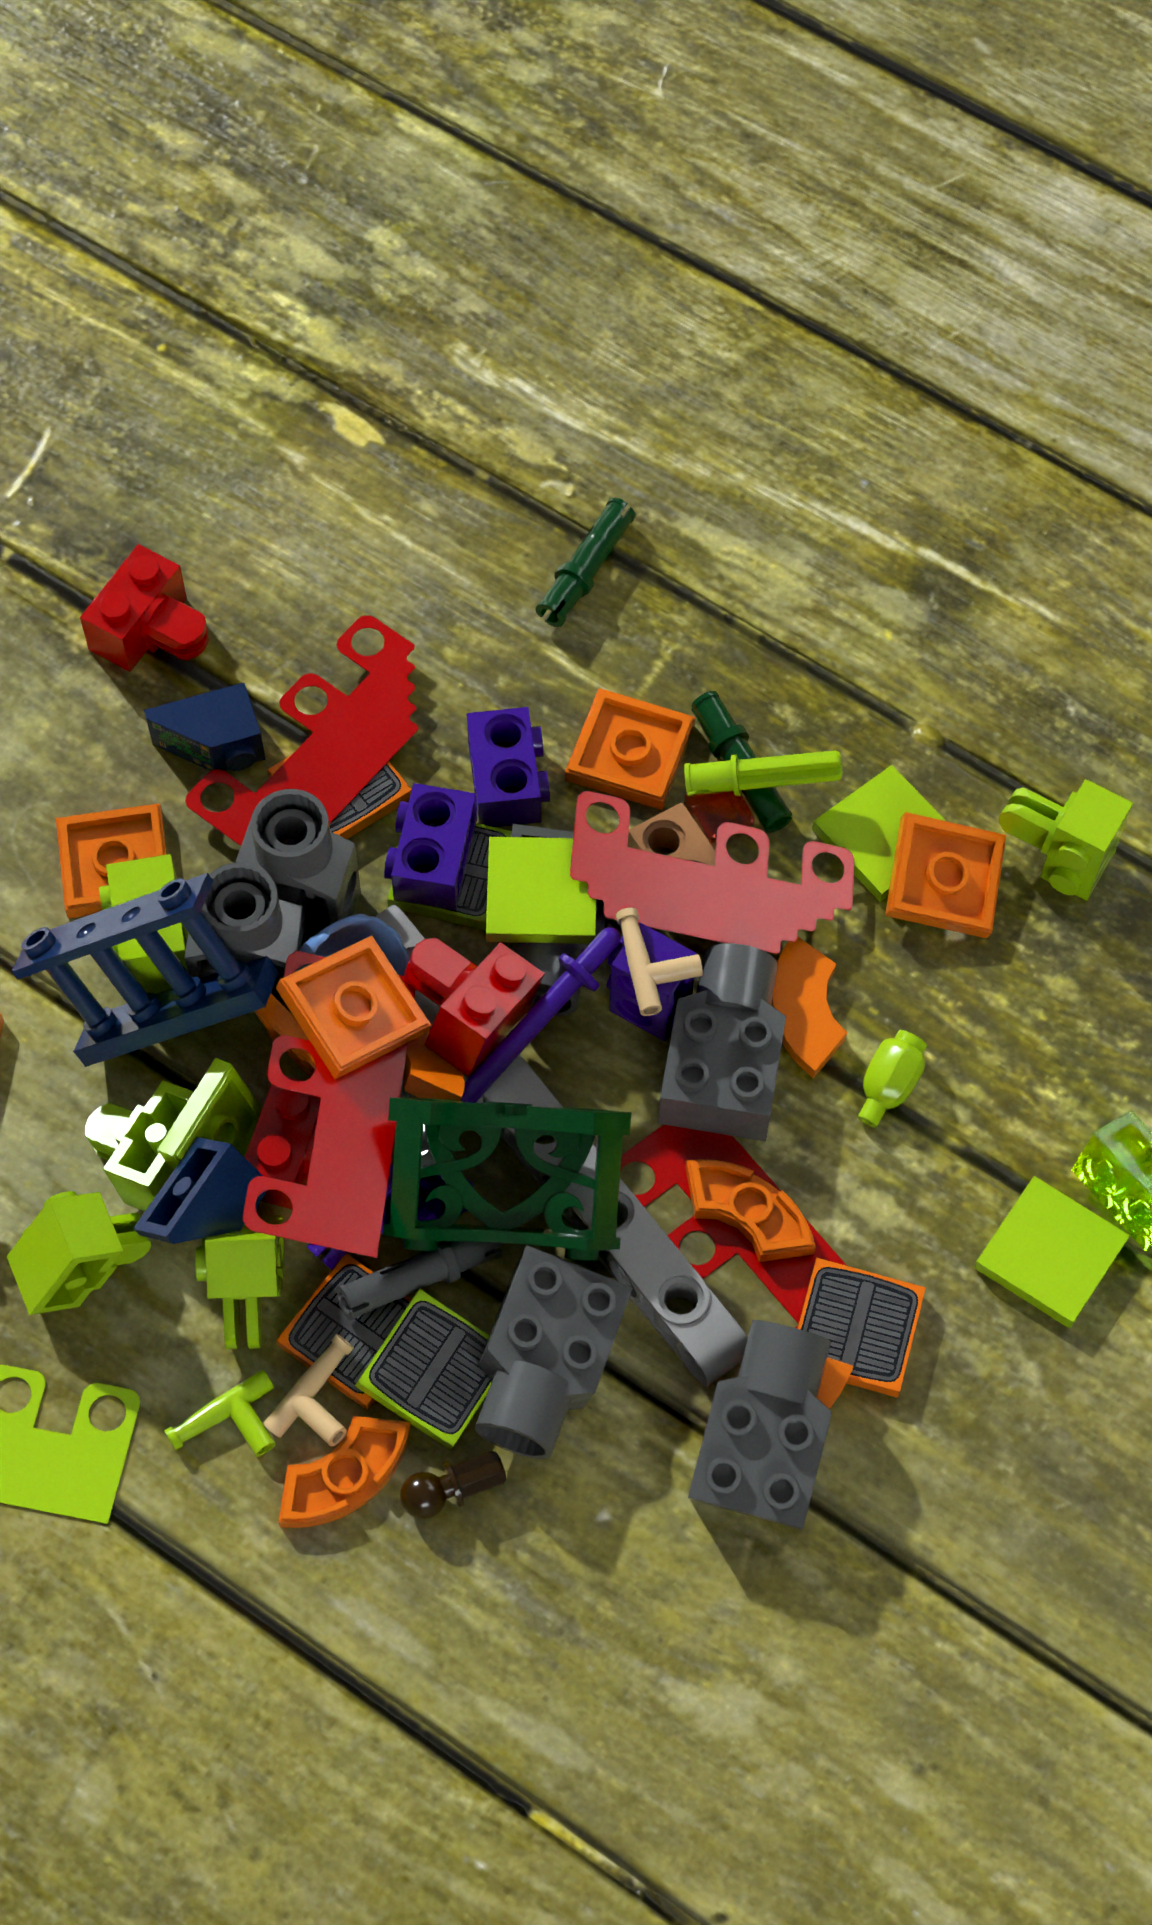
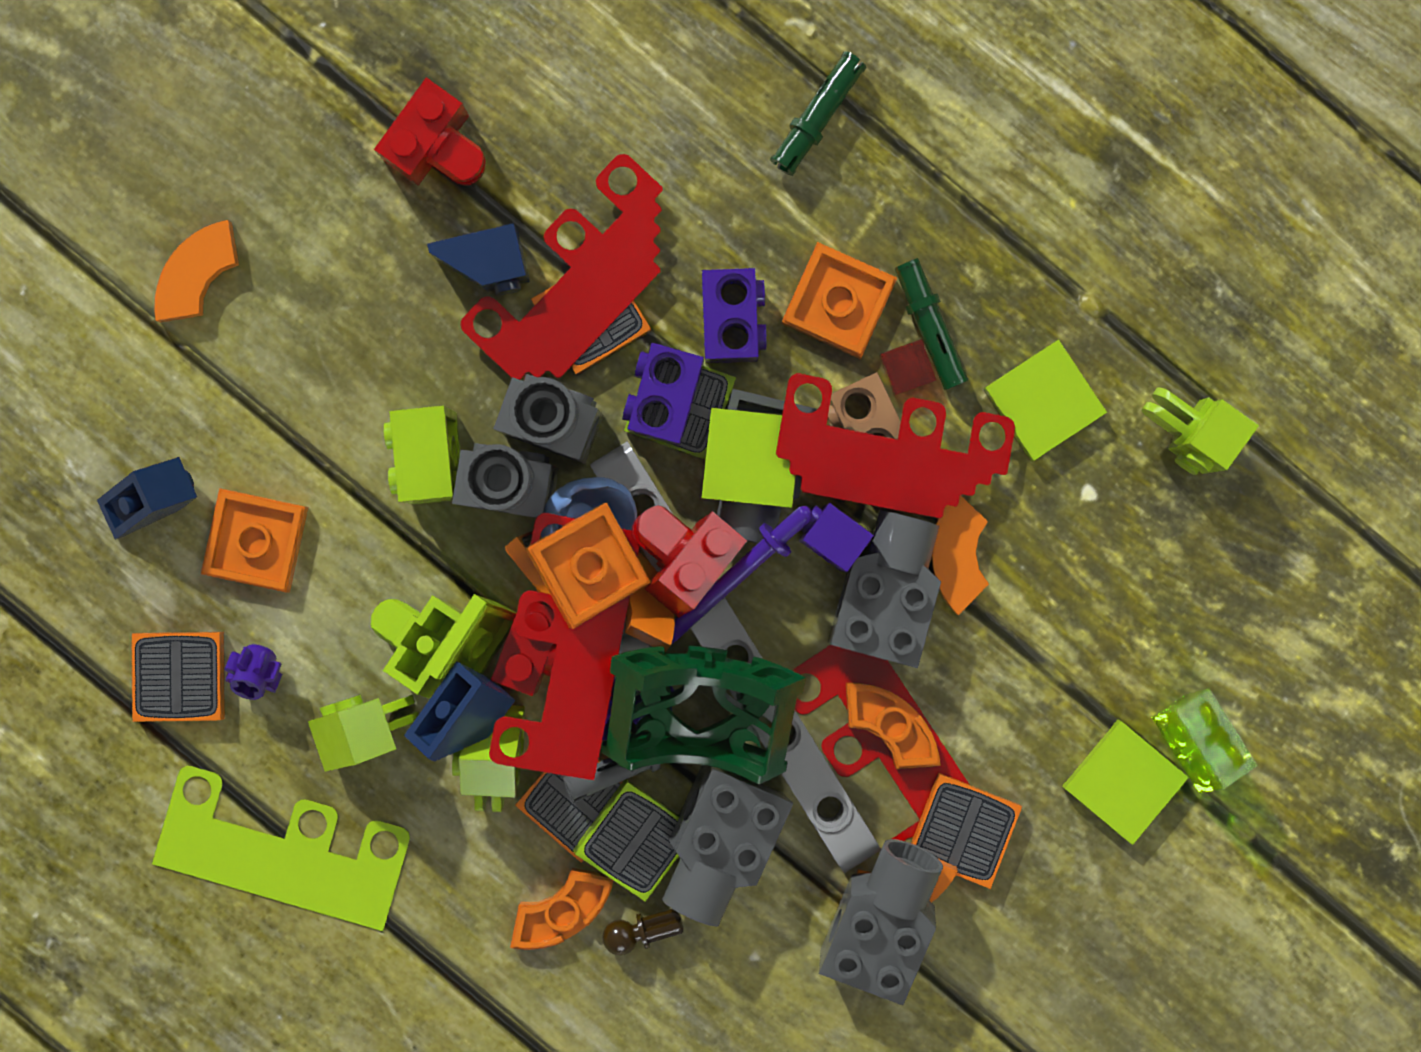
camera: 10 degrees right, 25 degrees up
(100, 839) = (399, 369): orange tile -> none
(147, 1016) = (427, 537): dark blue fence -> none
(232, 1403) = (483, 851): lime piece -> none
(301, 1400) = (531, 857): tan piece -> none
(647, 974) = (828, 554): tan piece -> none
(762, 772) = (948, 348): lime axle -> none
(892, 1075) = (1020, 624): lime plant -> none
(945, 875) = (1089, 449): orange tile -> none

